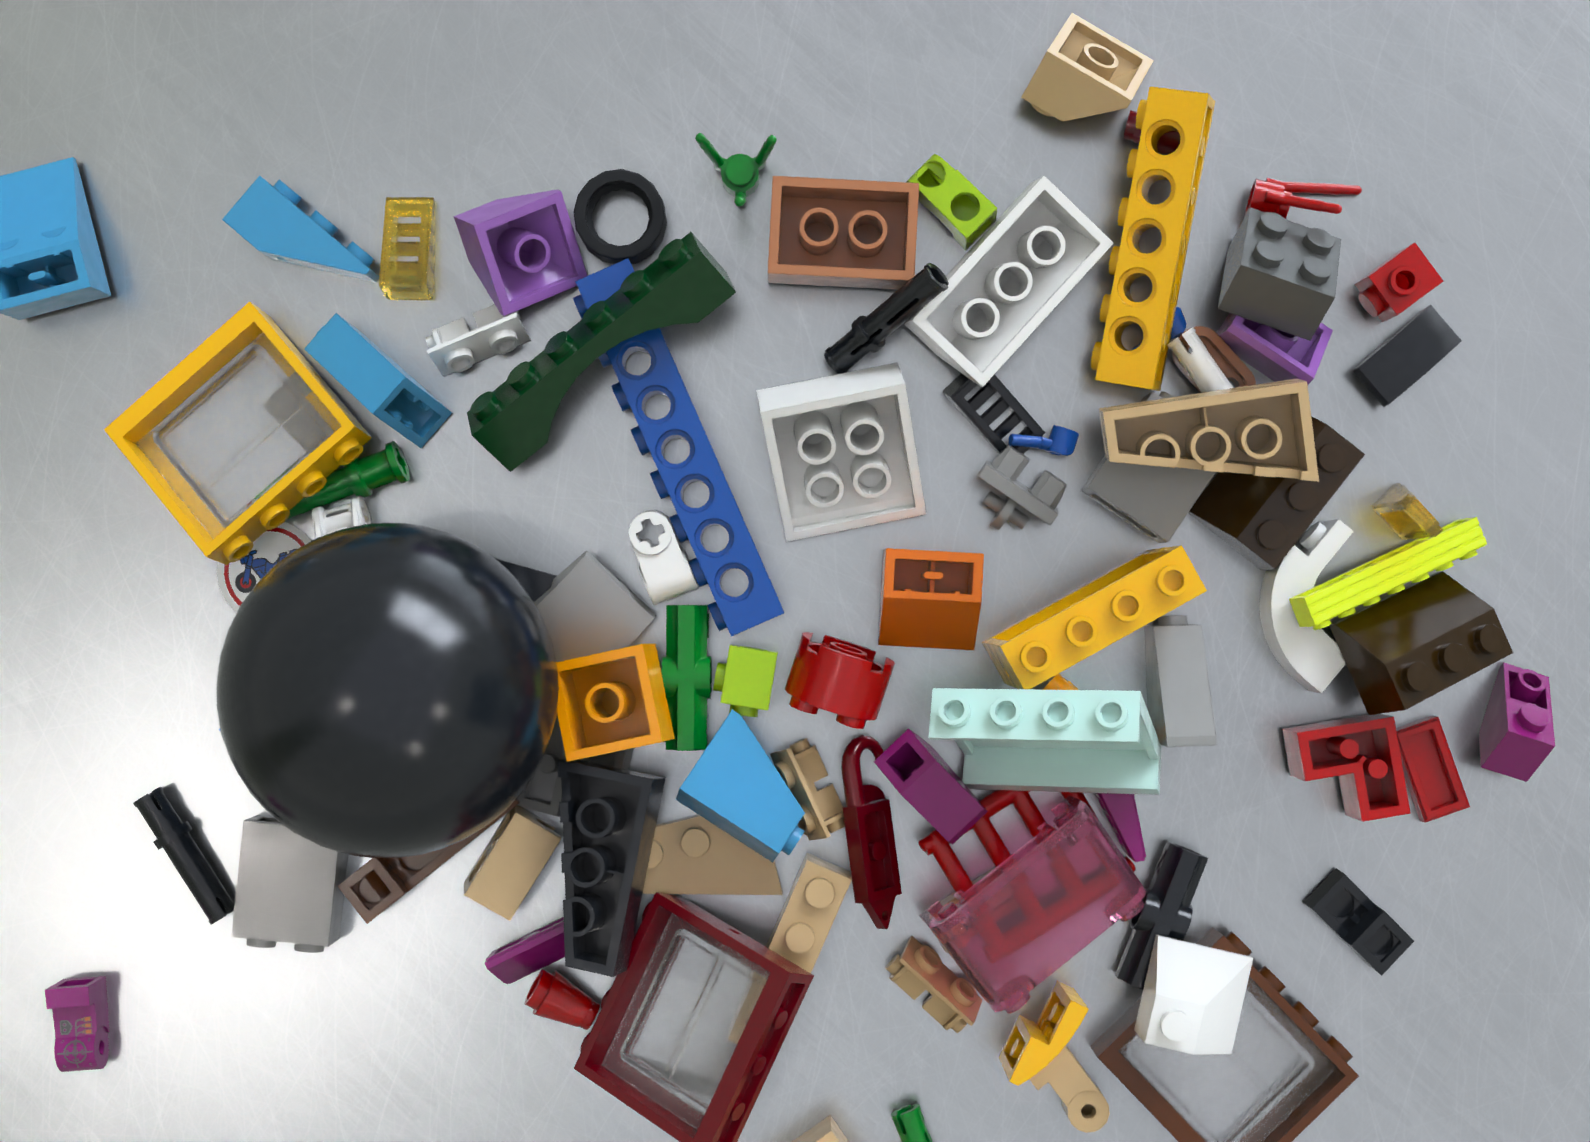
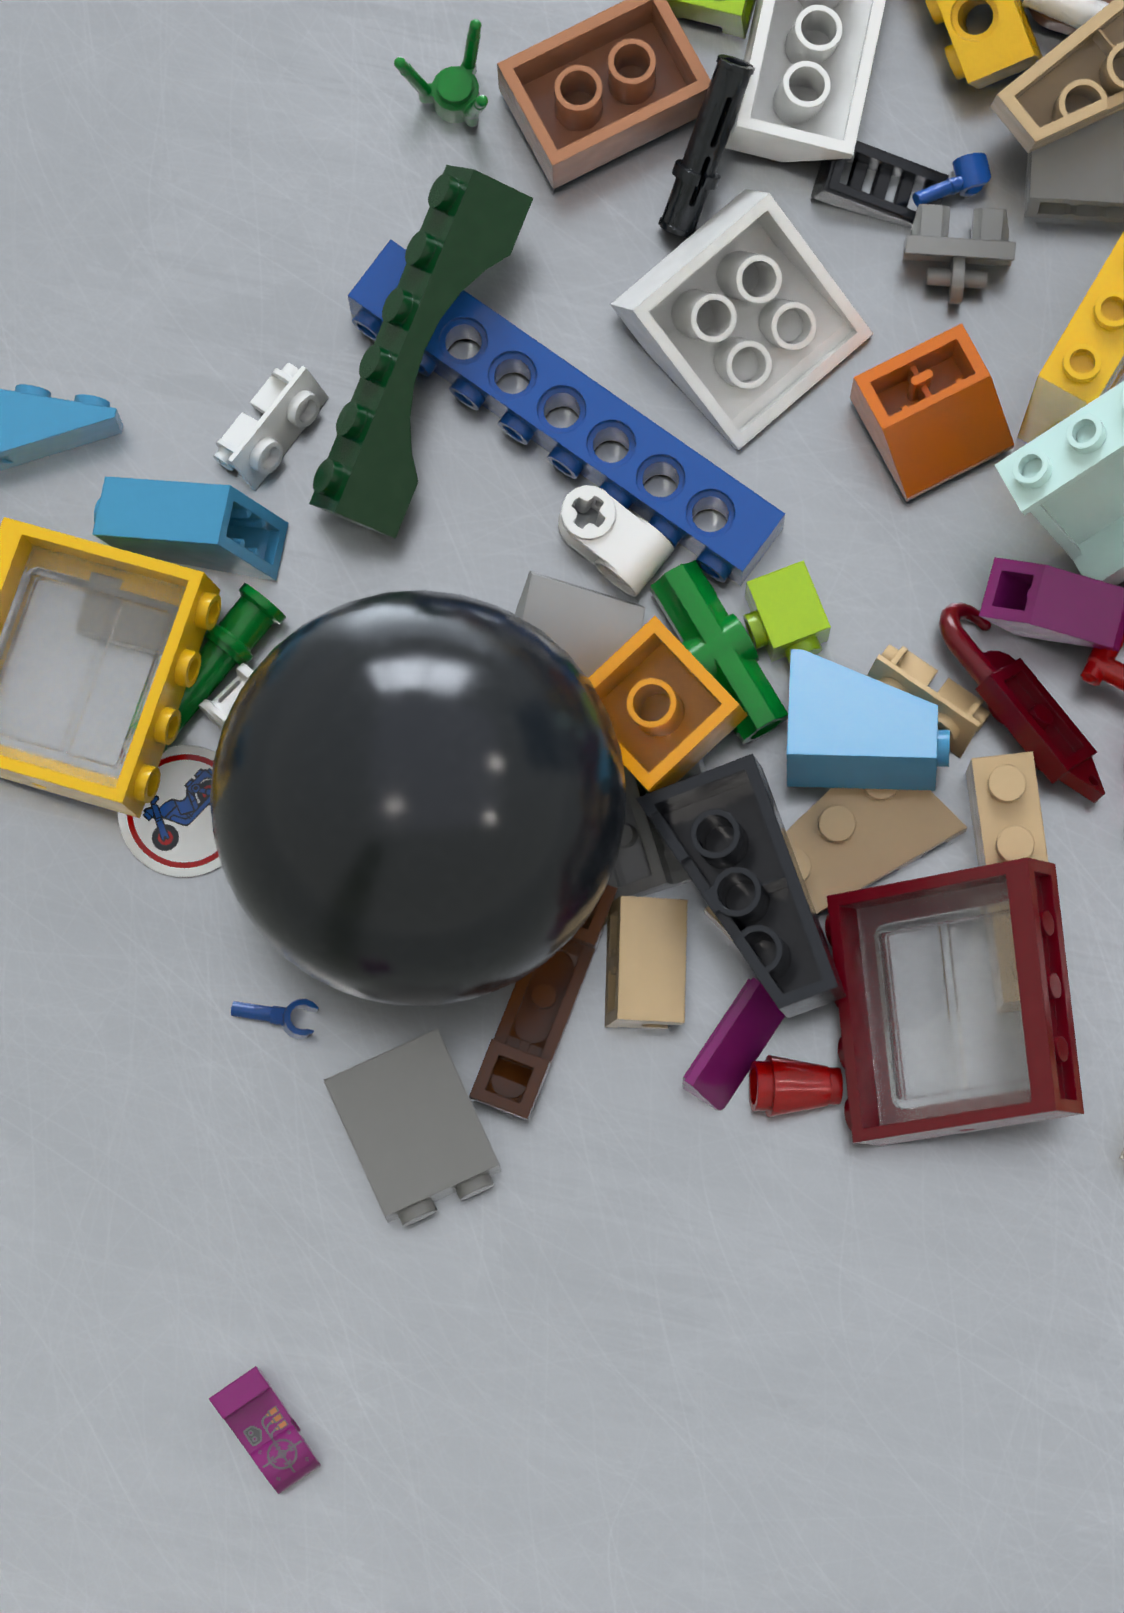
camera: 25 degrees left, 10 degrees down
(185, 855) = (265, 1165): black pin -> none
(408, 278) = (156, 407): clear yellow slope -> none
(522, 248) = (266, 298): medium lavender slope -> none
(614, 181) = (337, 167): black tyre -> none
(838, 680) = (885, 550): red brick -> none

